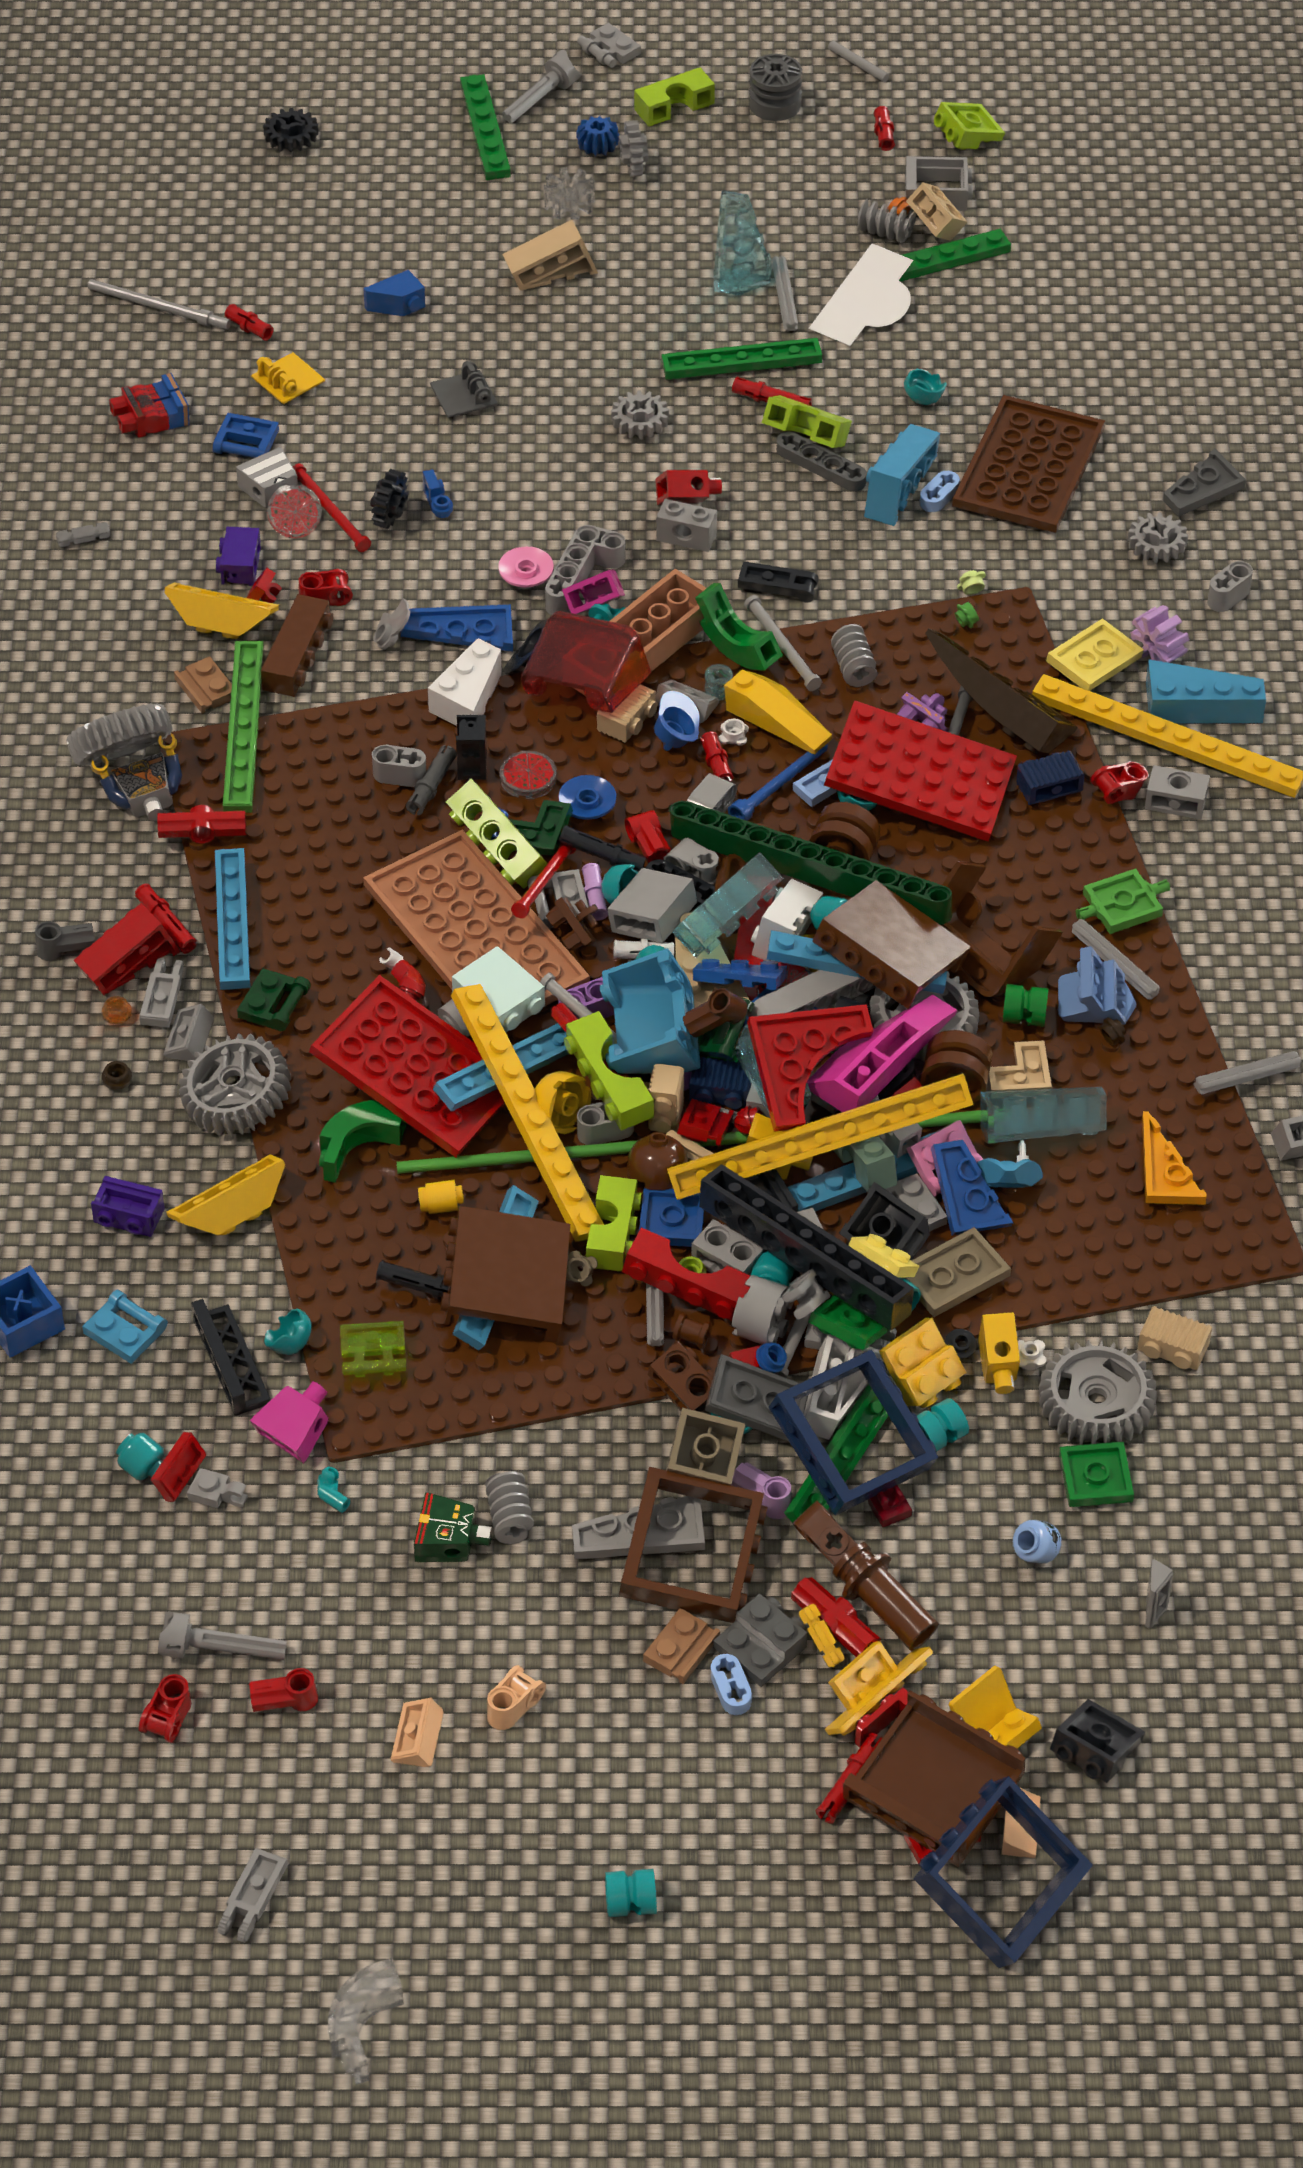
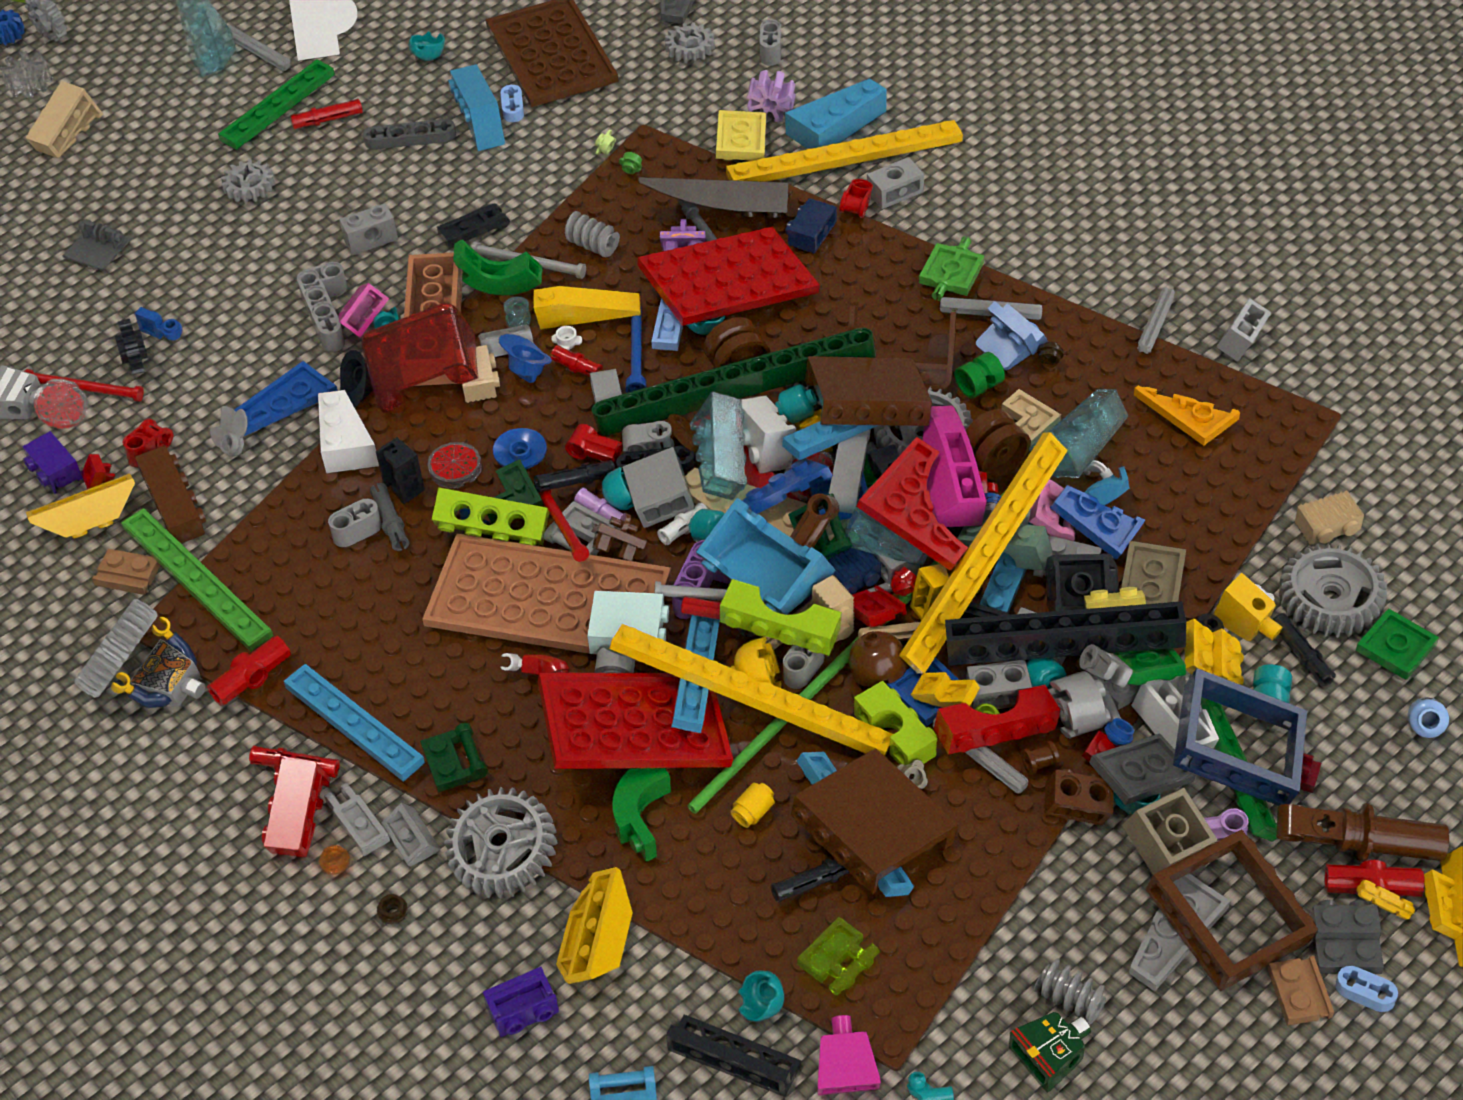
camera: 40 degrees left, 0 degrees up
(53, 939) = (225, 841): dark grey piece -> none
(526, 566) = (283, 329): bright pink dish -> none
(674, 1223) = (942, 691): none -> yellow slope
(677, 486) = (345, 199): red torso -> none
(802, 418) = (374, 112): lime arch -> none
(1010, 1429) = (1308, 656): none -> black pin

